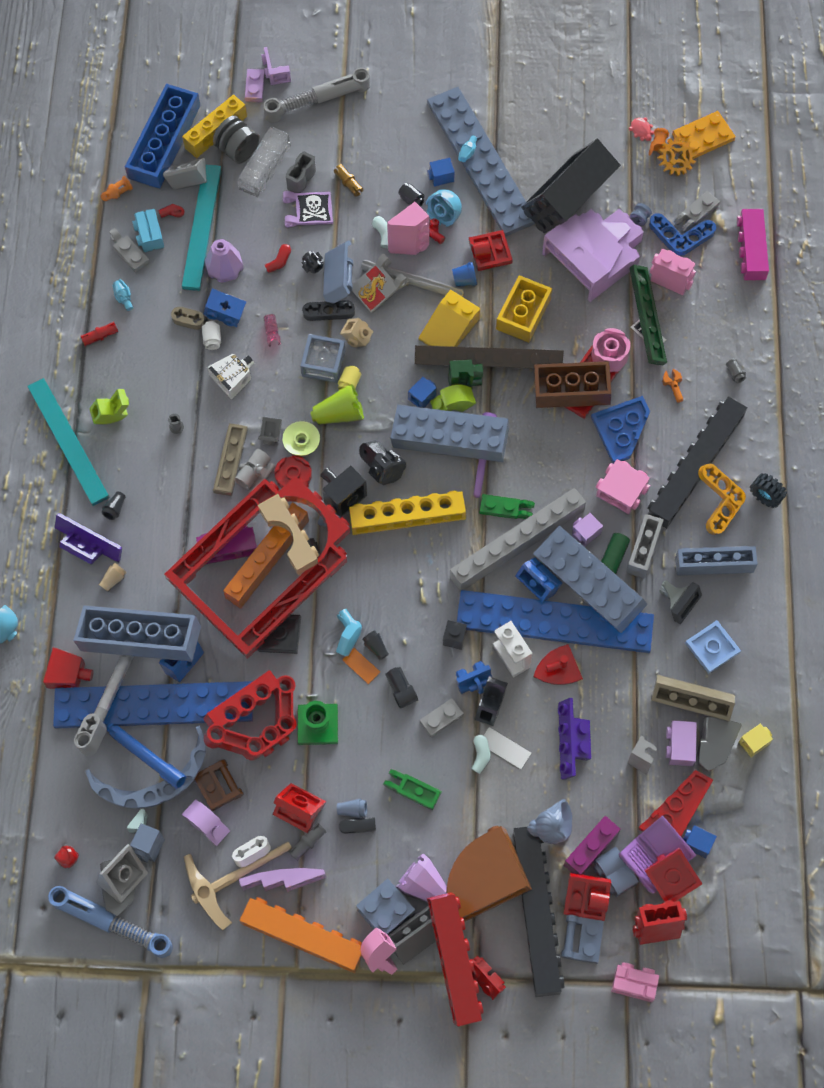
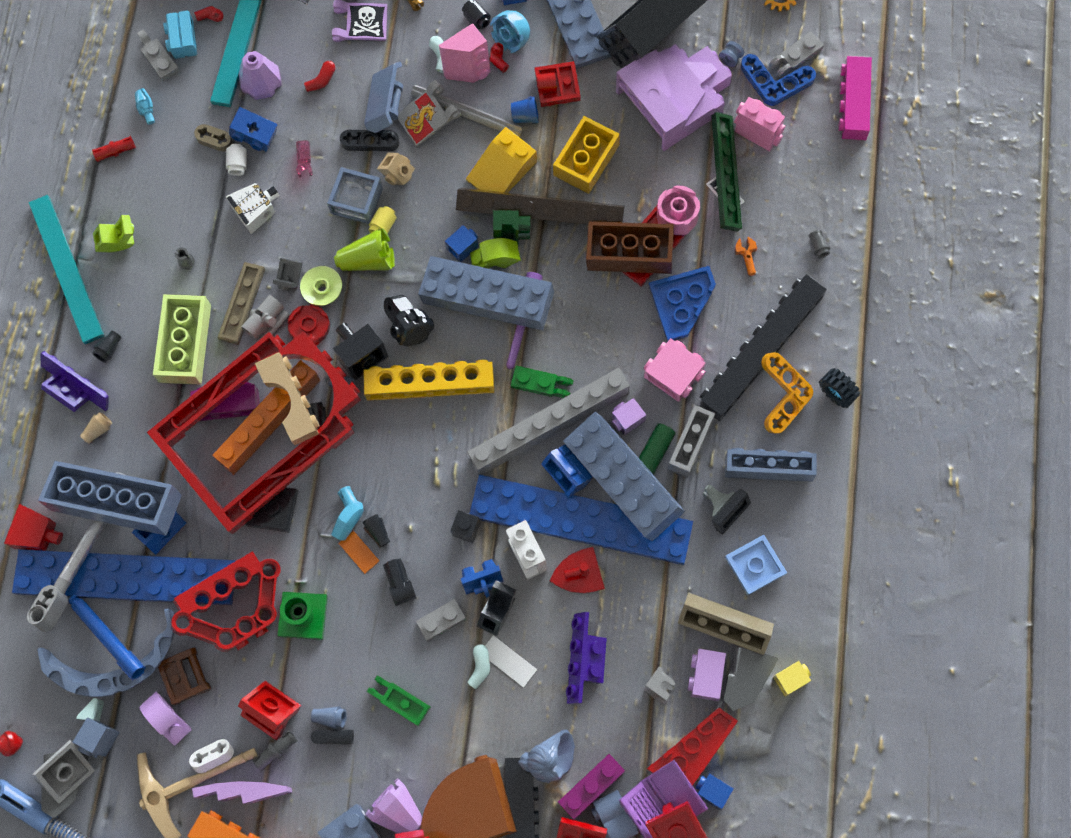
camera: 10 degrees right, 5 degrees up
(182, 494) = (182, 339): none -> yellowish green brick
(312, 262) = (357, 83): black gear -> none

